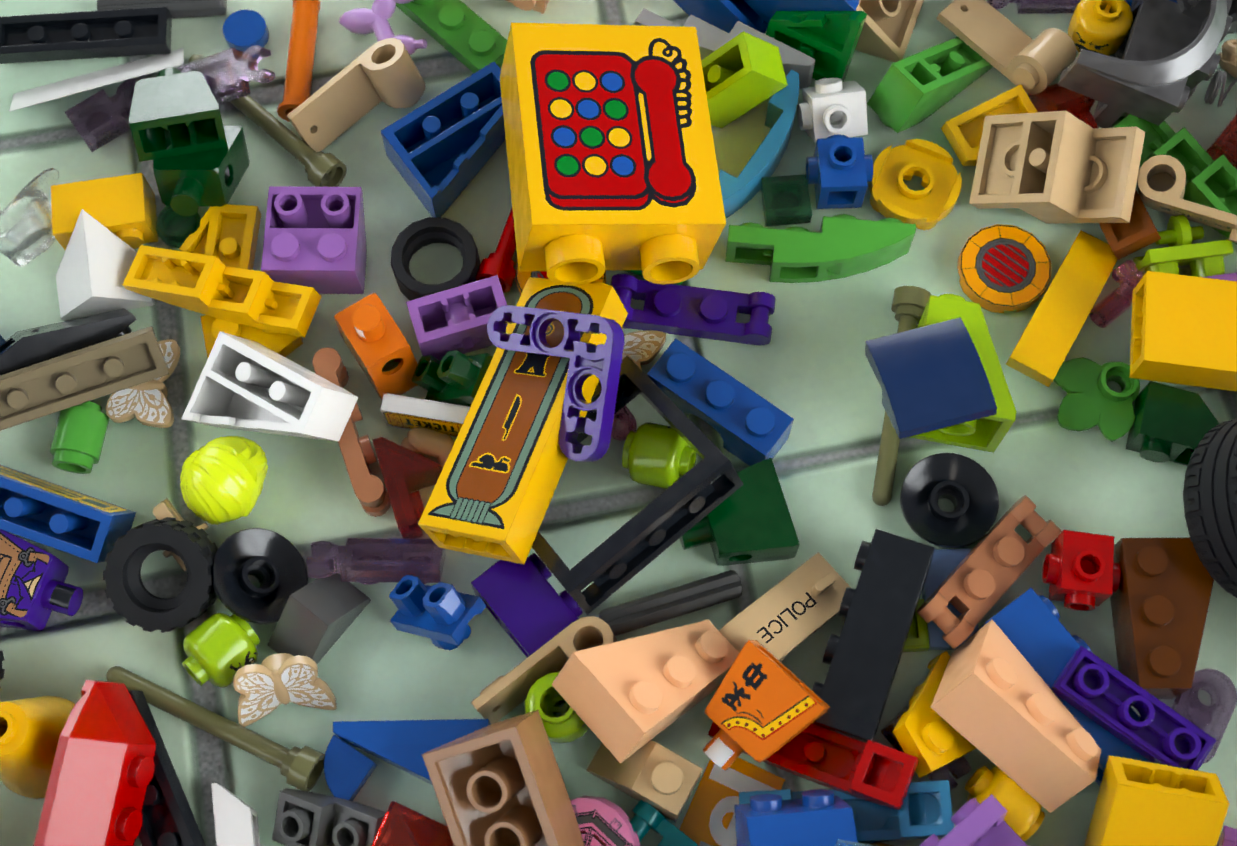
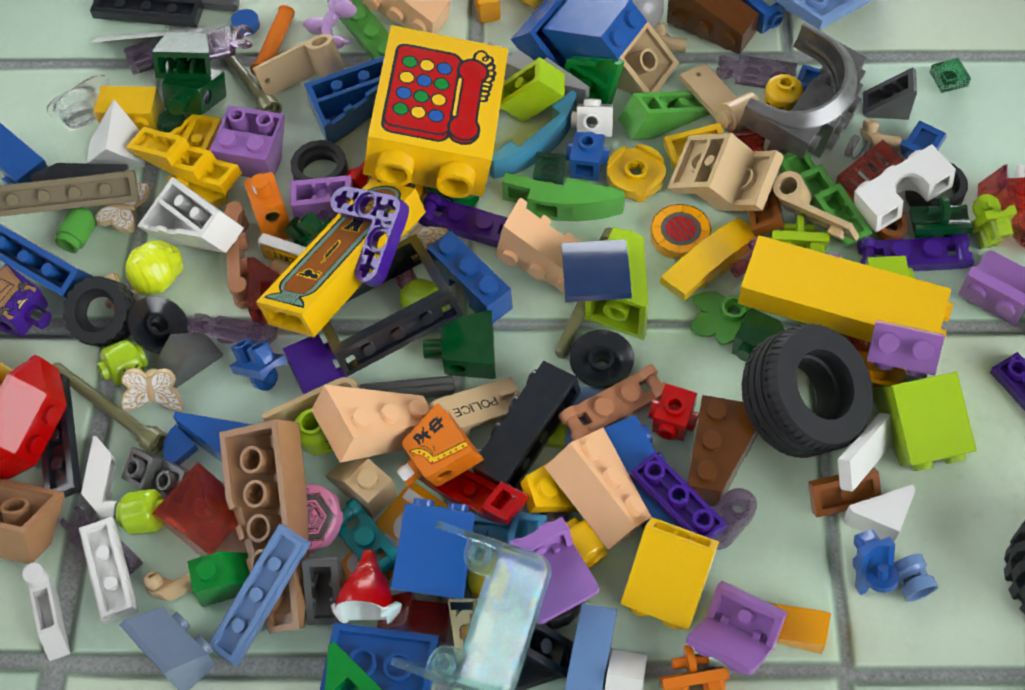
camera: 15 degrees right, 10 degrees down
(815, 343) = (533, 245): none -> light nougat wedge

